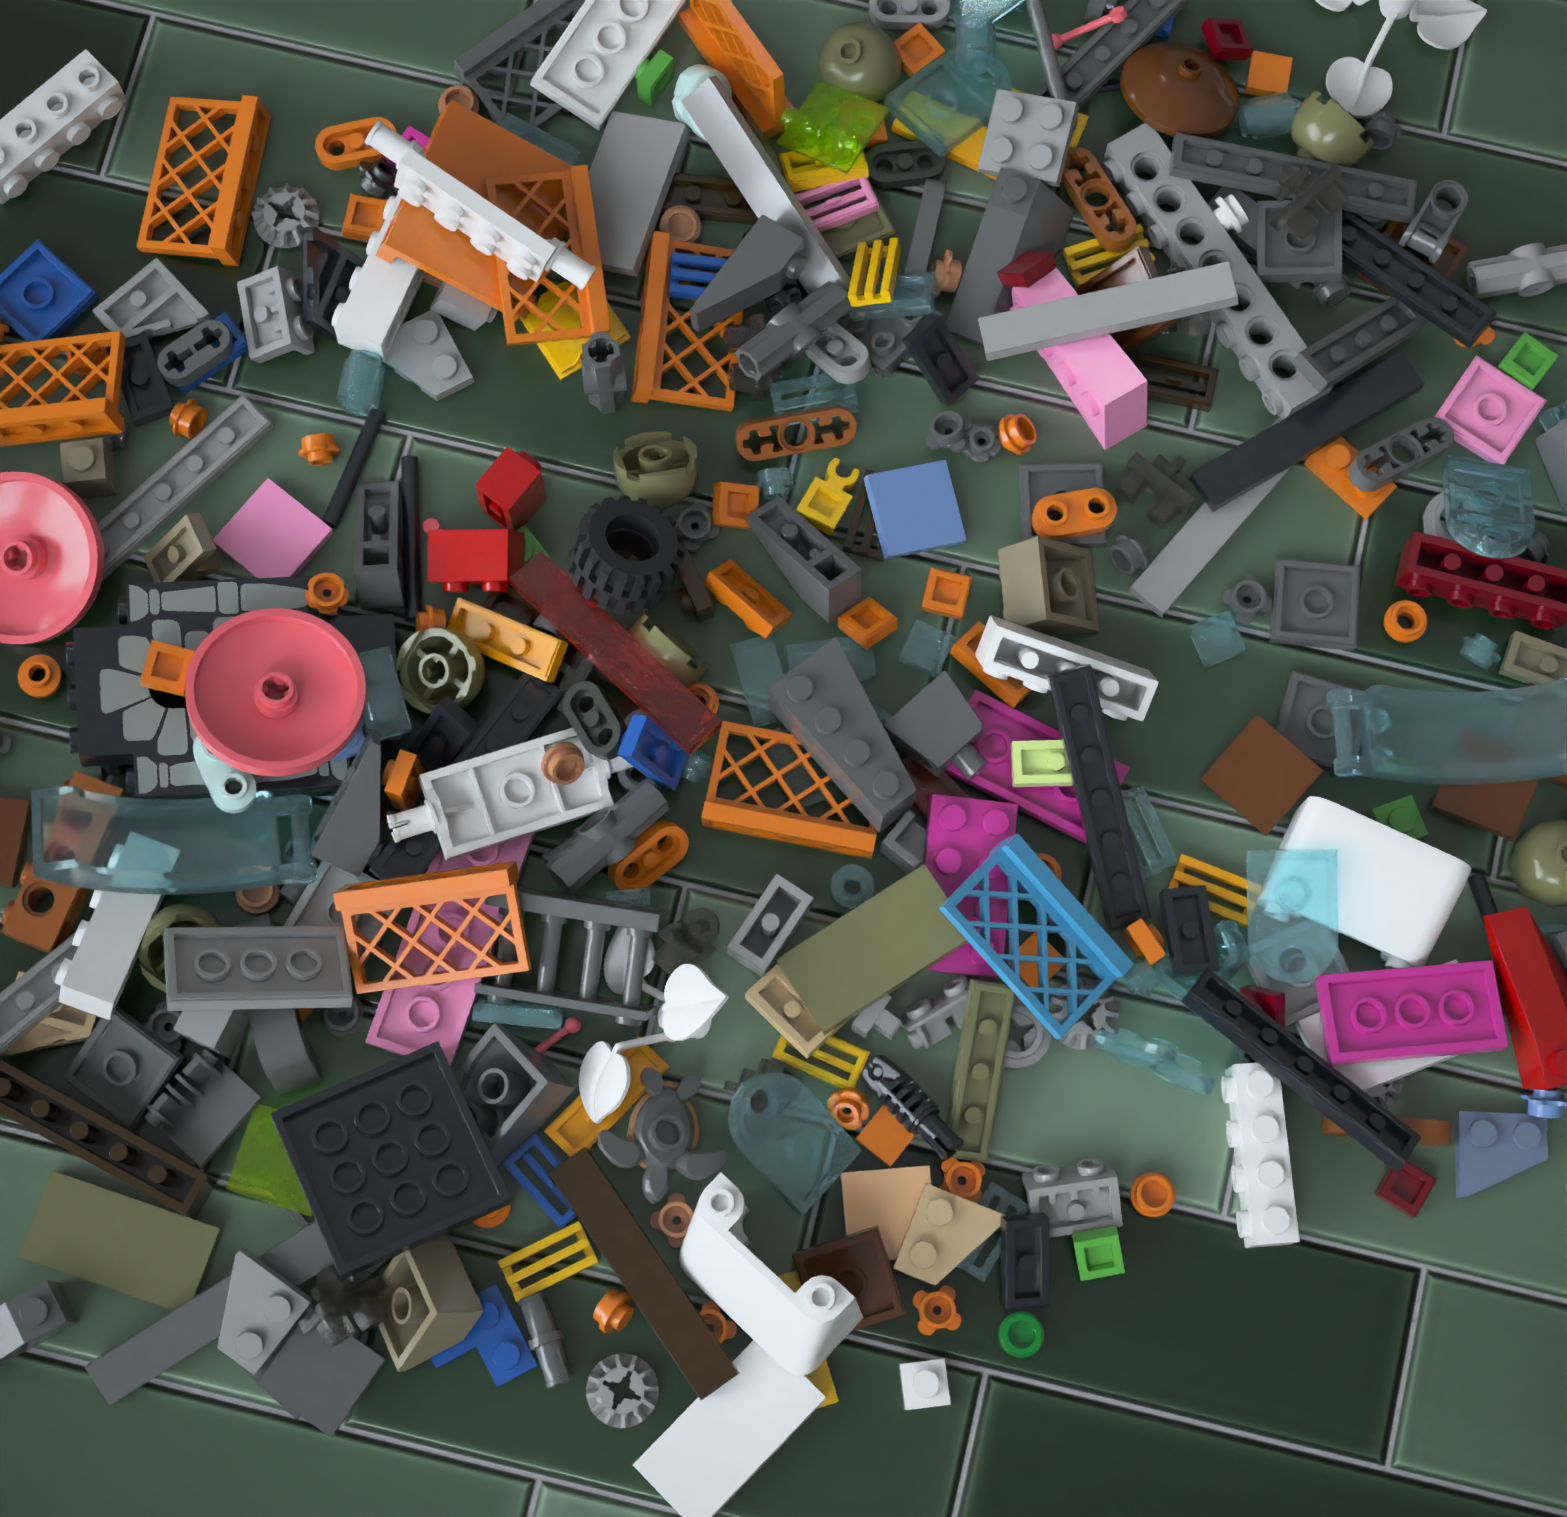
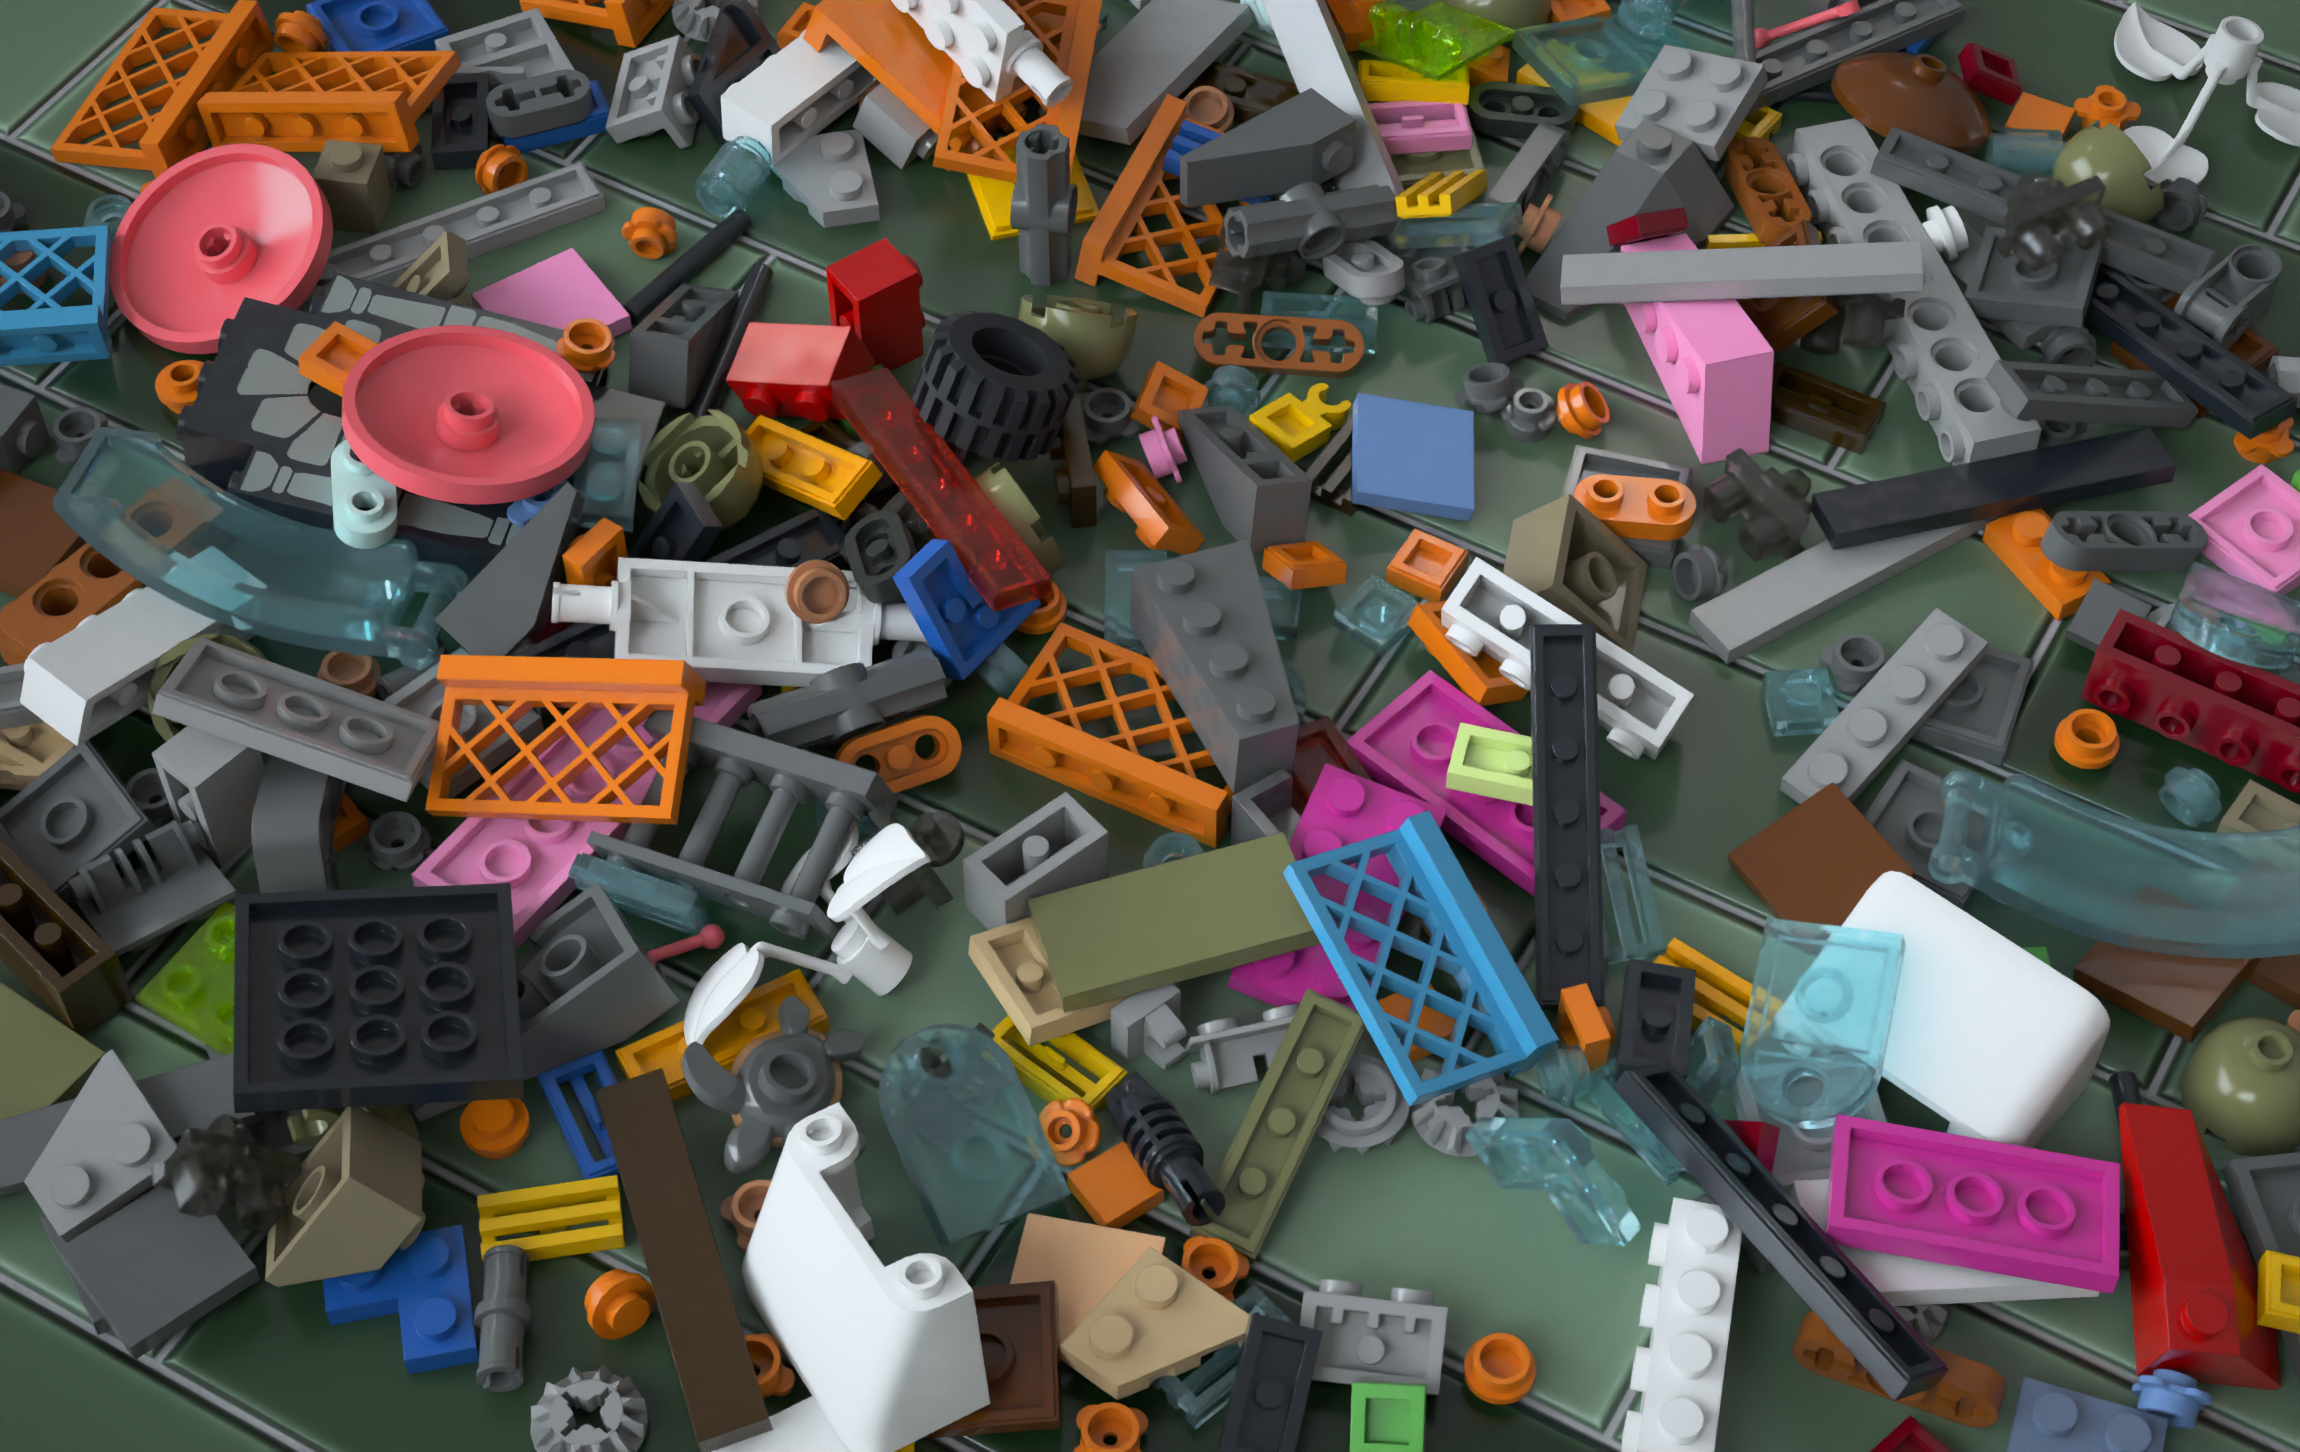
camera: 20 degrees right, 25 degrees down
(743, 549) = (1163, 450): none -> bright pink plate
(939, 729) = (1358, 687): dark grey torso -> none
(1276, 641) = (1887, 710): none -> light grey plate
(1312, 61) = (2108, 106): none -> orange plate
(1400, 519) = (2098, 613): none -> dark grey tile

